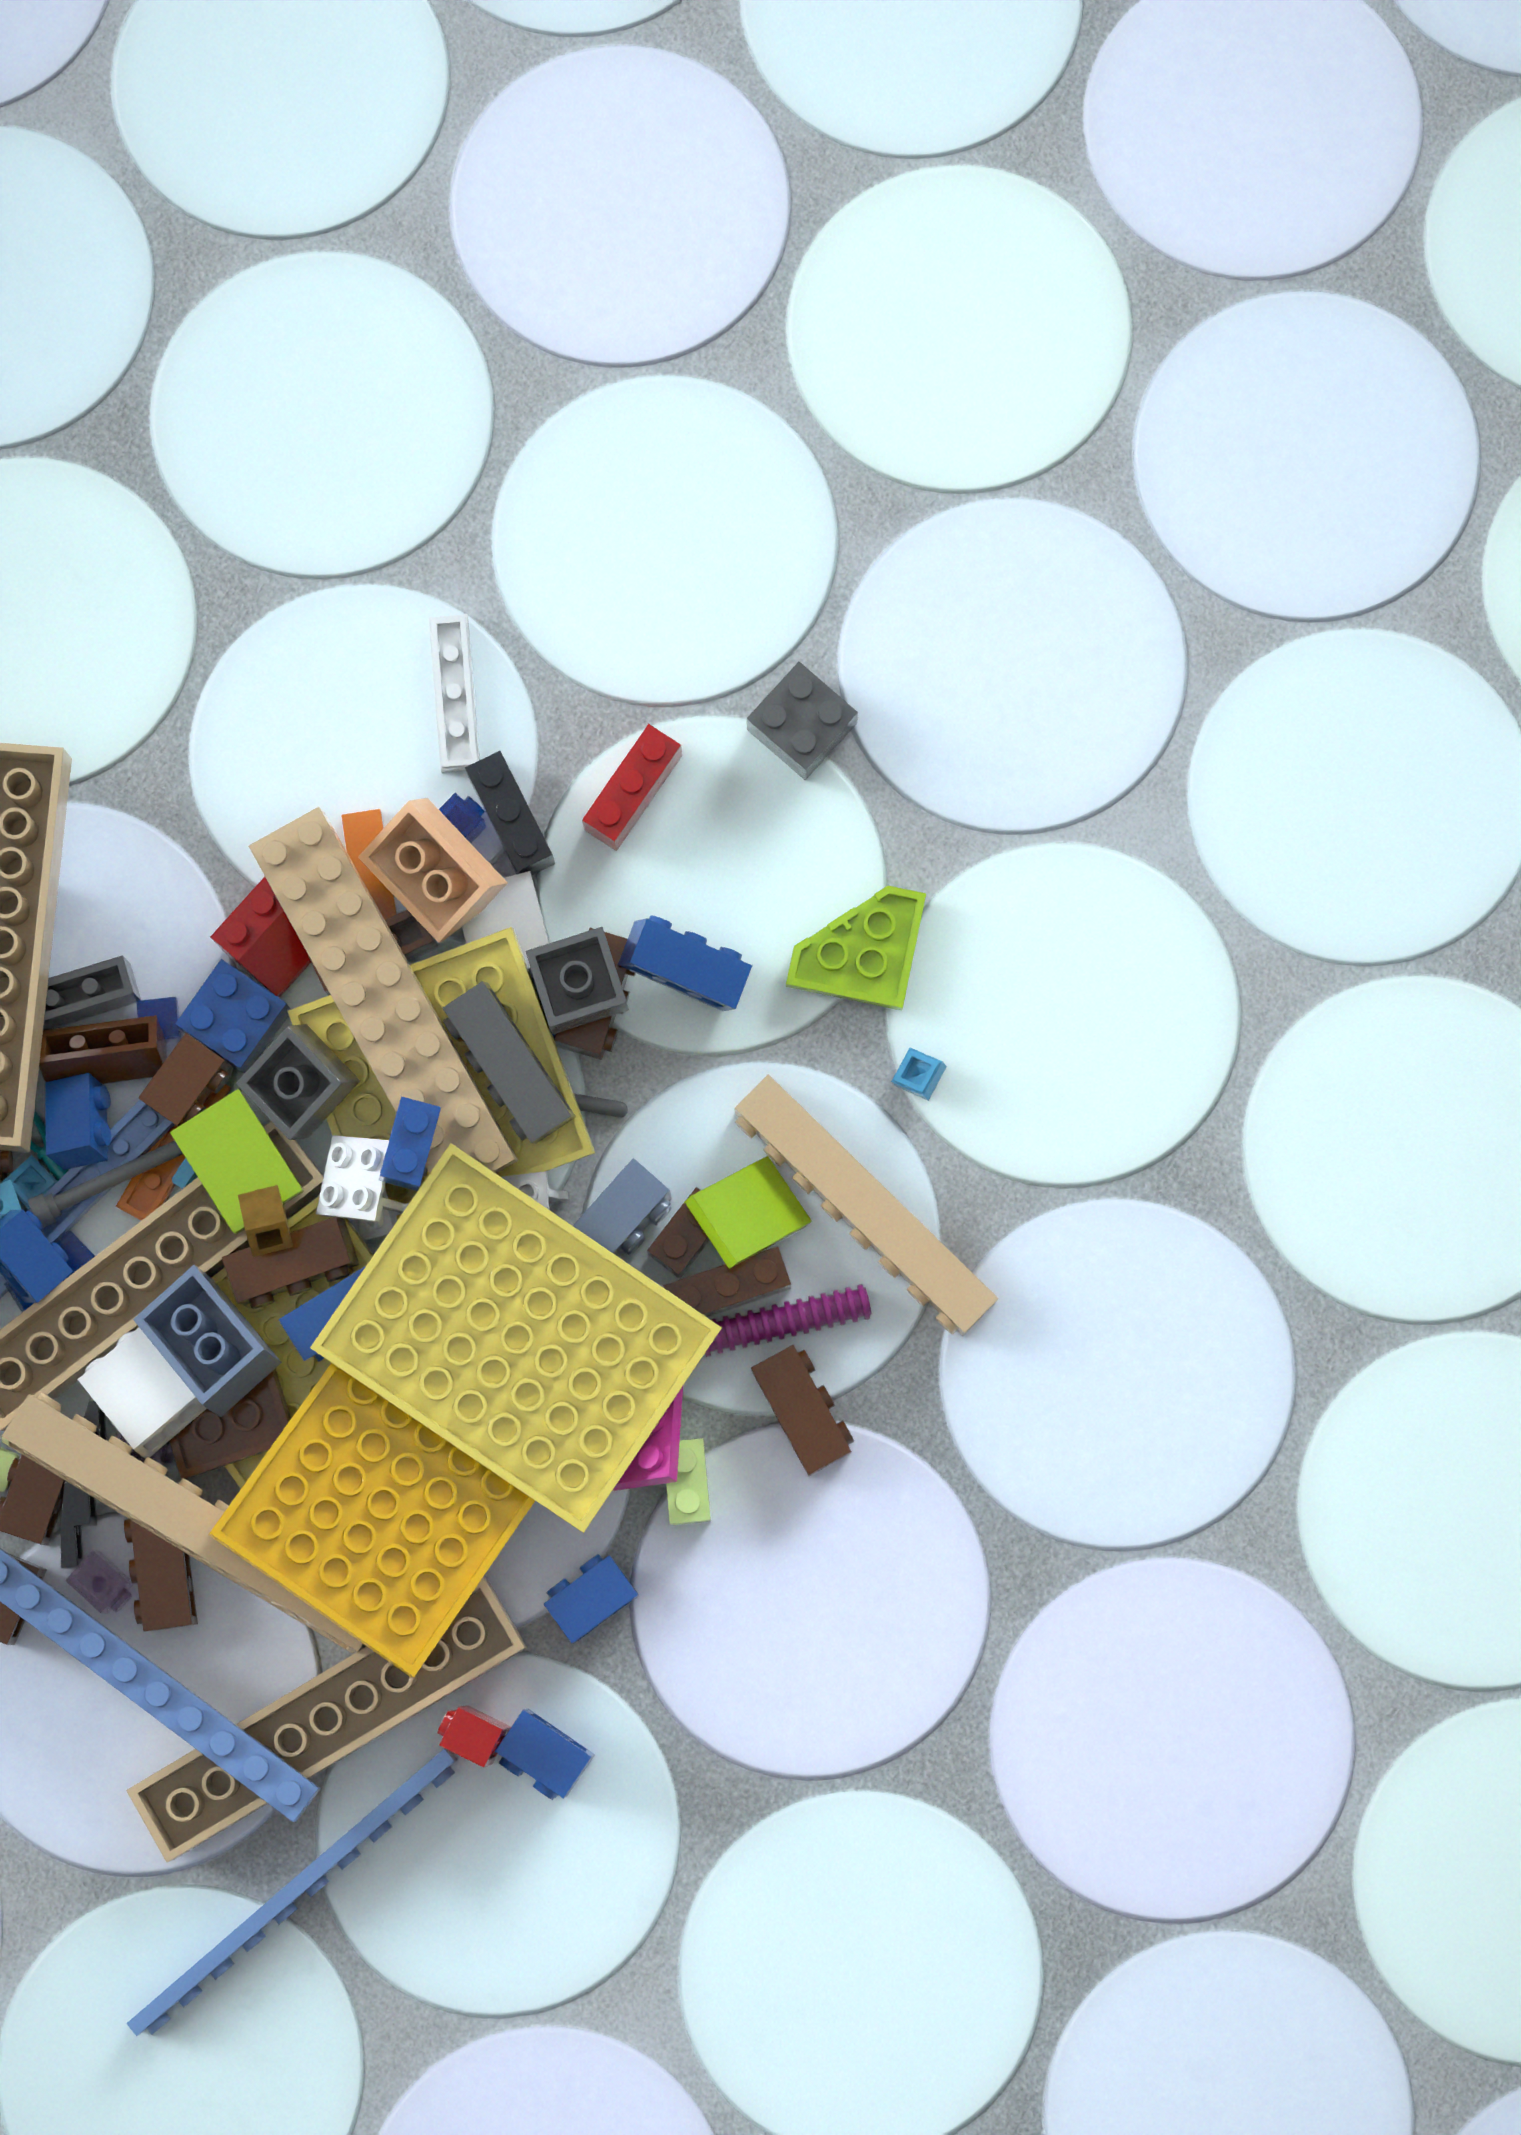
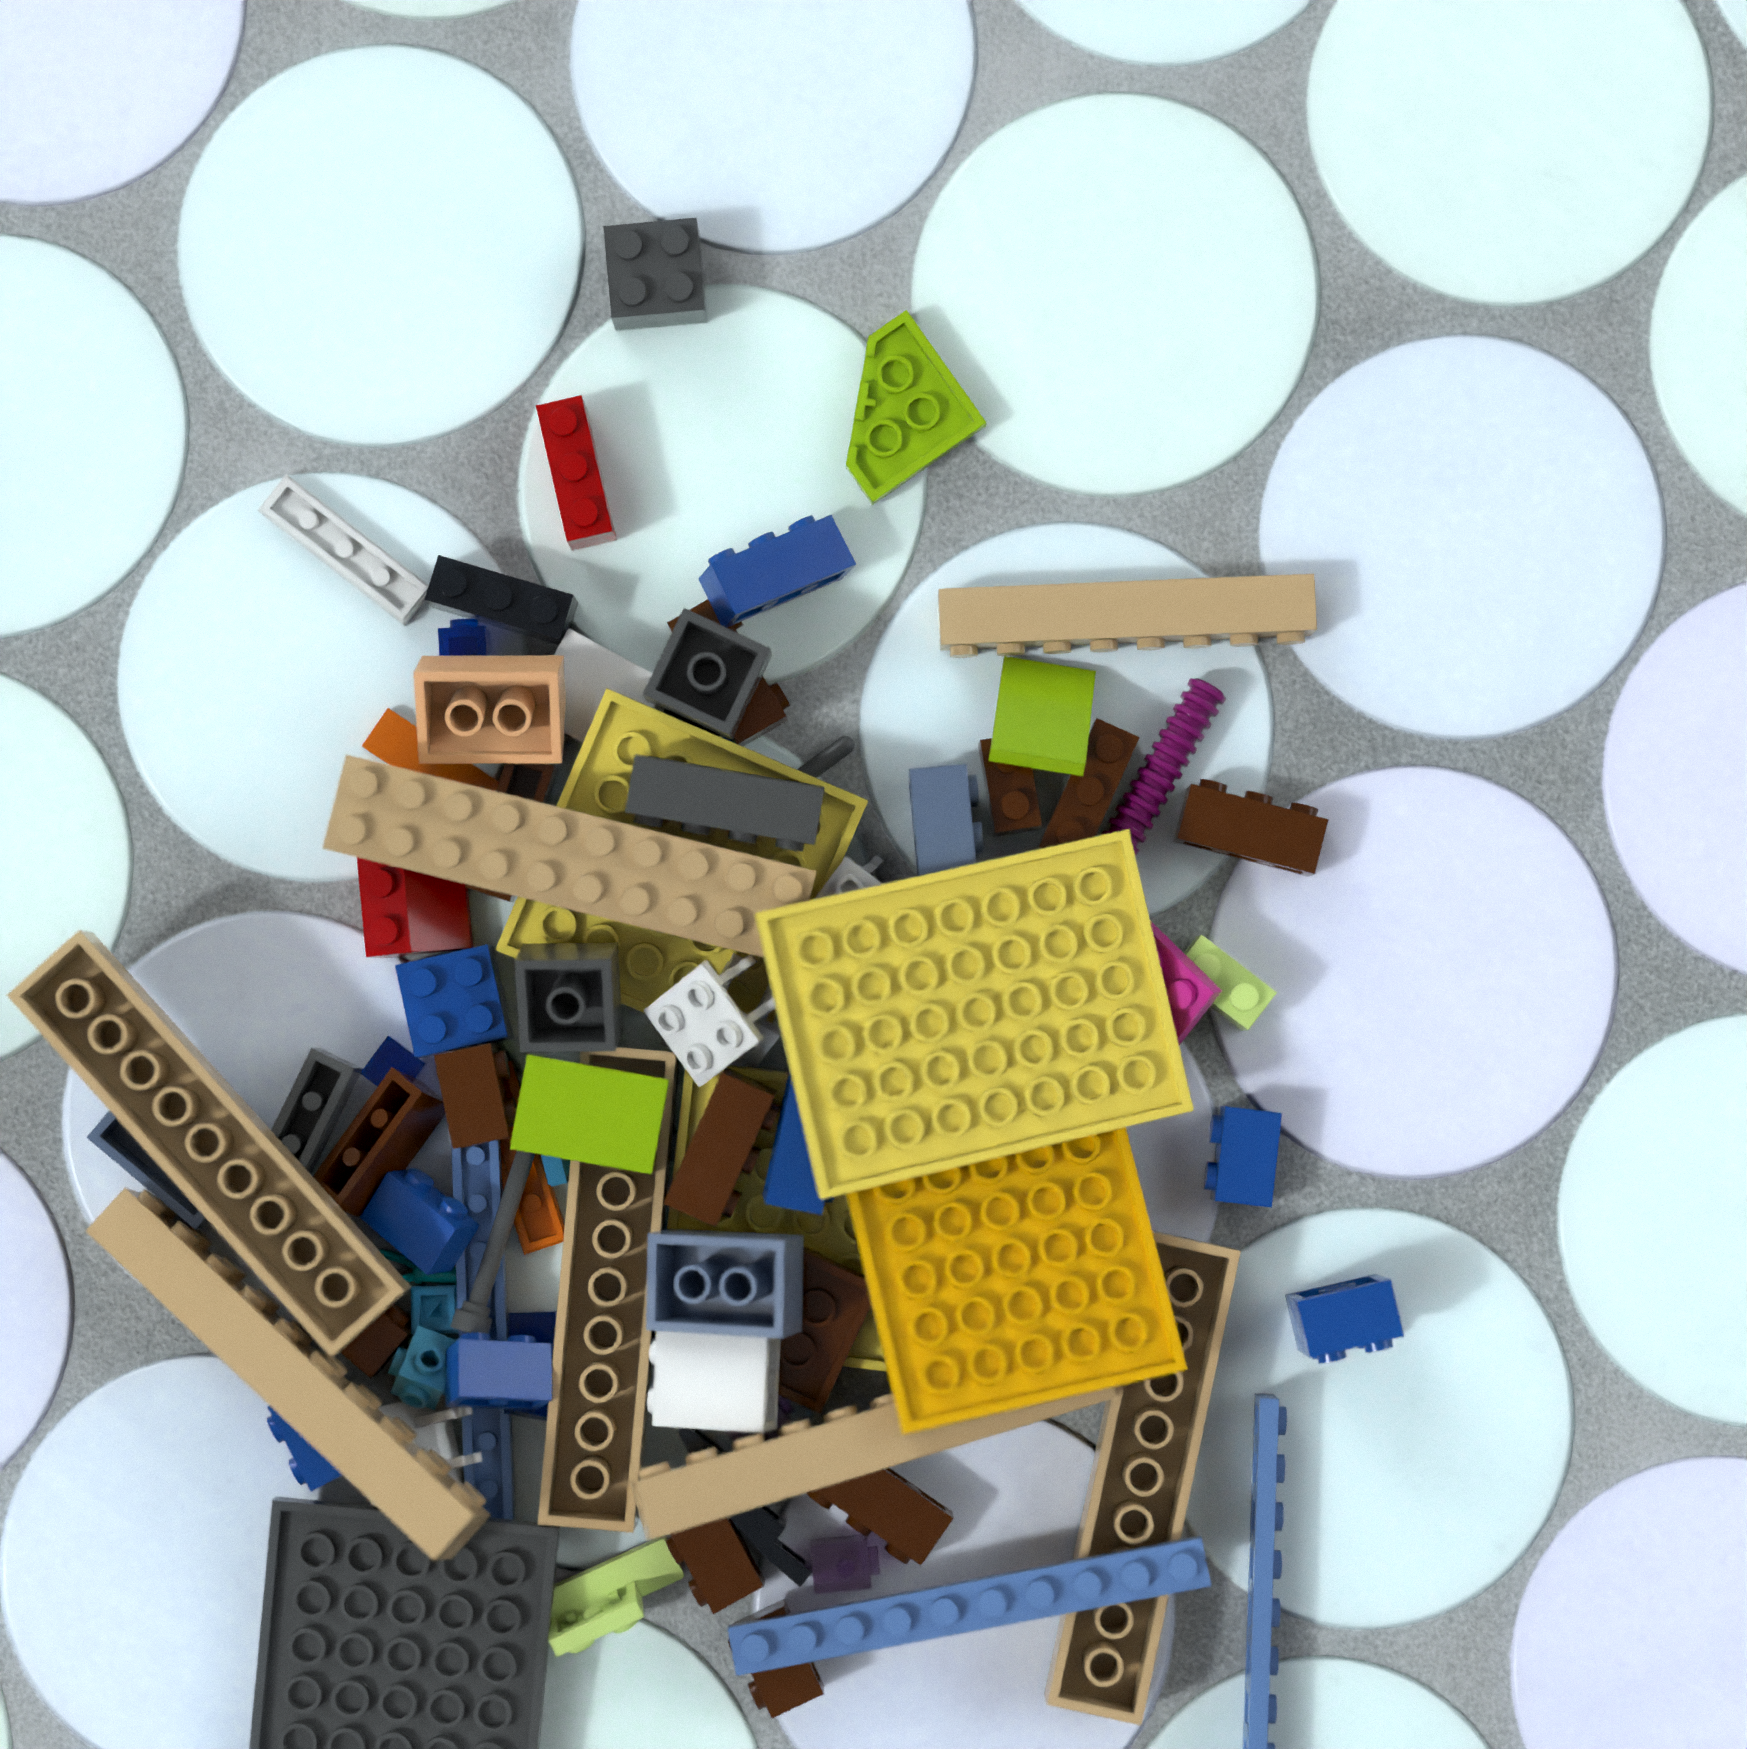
camera: 50 degrees left, 5 degrees up
(265, 1220) = (669, 1136): pearl gold brick -> none
(409, 1143) = (723, 948): blue brick -> none
(472, 1734) = (1276, 1363): red brick -> none
(919, 1073) = (1055, 462): dark azure tile -> none

